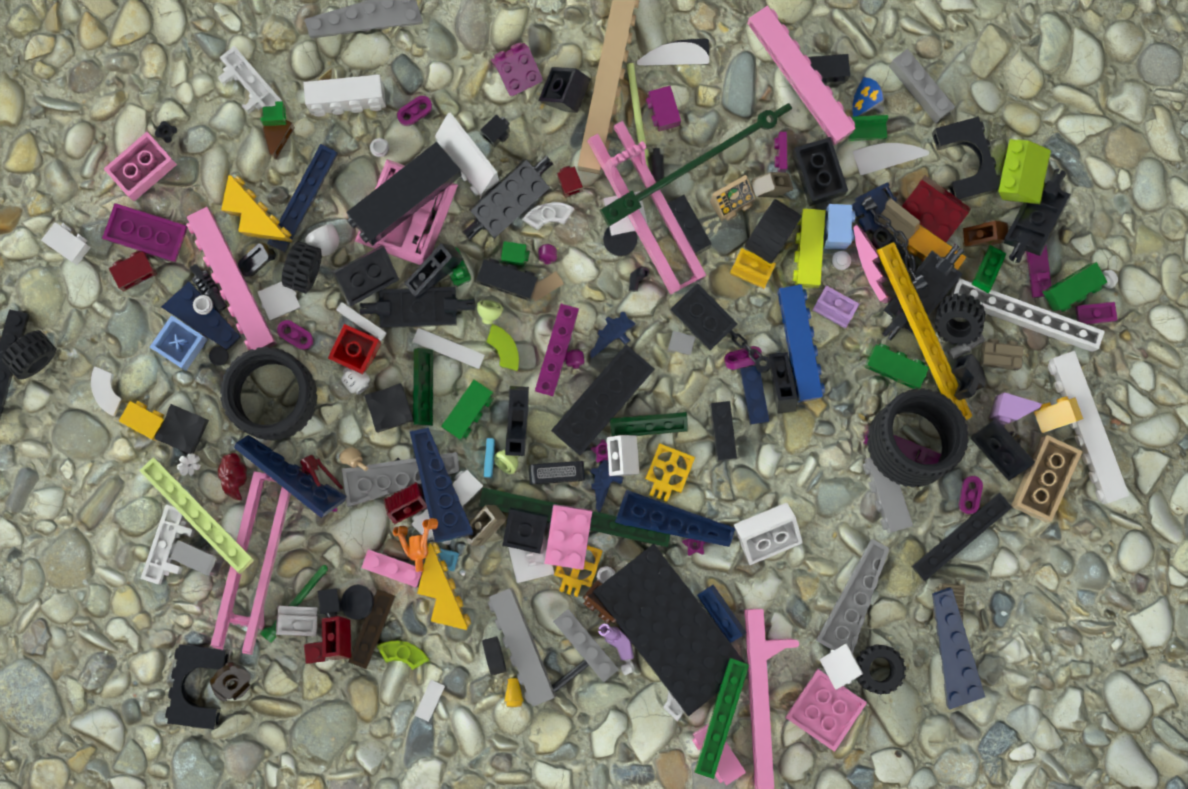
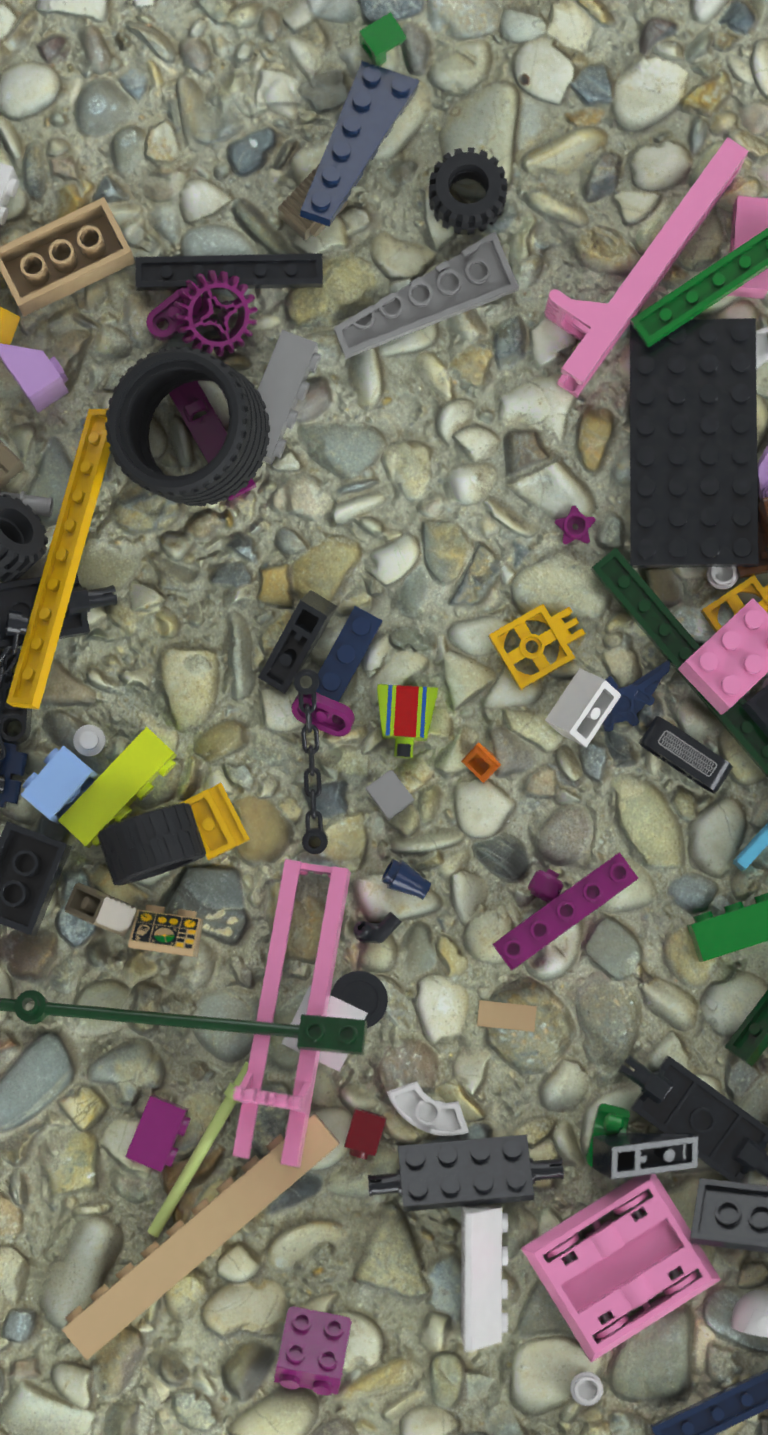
camera: 140 degrees left, 0 degrees up
(403, 194) = (611, 1289): black brick -> none
(414, 111) = (498, 1405): magenta plate -> none
(448, 348) = (701, 1034): white sticker -> none
(489, 310) = (609, 1039): yellowish green brick -> none
(496, 130) = (408, 1284): black brick -> none
(505, 346) = (625, 974): lime tile -> none
(506, 462) = (737, 820): yellowish green brick -> none
(507, 279) = (553, 1063): black brick -> none
(514, 254) = (516, 1090): green brick -> none
(517, 421) = (688, 858): black arch -> none
(547, 253) = (470, 1058): magenta piece -> none
(565, 89) = (270, 1268): black slope -> none
(598, 451) = (607, 742): magenta plate -> none
(602, 400) = (550, 802): black plate -> none
(614, 330) = (461, 884): dark blue piece -> none
(644, 310) = (404, 879): none -> dark blue cone
(649, 424) = (516, 722): dark green plate -> none
(650, 394) = (481, 762): none -> orange slope
(657, 165) = (230, 1059): black cylinder -> none
(661, 517) = (597, 594): dark blue wing -> none
(678, 52) = (73, 1198): white sticker -> none
(690, 225) = (253, 944): black brick -> none
(703, 317) = (334, 804): black plate -> none
(703, 387) = (405, 715): none -> torso
(721, 613) = (612, 412): dark blue plate -> none
(723, 431) = (427, 637): black brick -> none
(768, 533) = (471, 465): white slope -> none
(780, 144) = (42, 957): magenta plate -> none
(800, 343) = (233, 674): blue brick -> none
(825, 711) = (574, 196): bright pink plate -> none
(835, 307) = (147, 685): lavender plate -> none
(841, 666) = (514, 229): white piece -> none
(869, 260) = (62, 692): bright pink slope -> none
(896, 366) = (133, 546): green brick -> none
(948, 515) = (201, 319): none -> magenta gear
(970, 374) = (49, 459): black brick -> none
(985, 715) = (380, 38): none -> green panel
(1002, 449) = (86, 334): black plate -> none

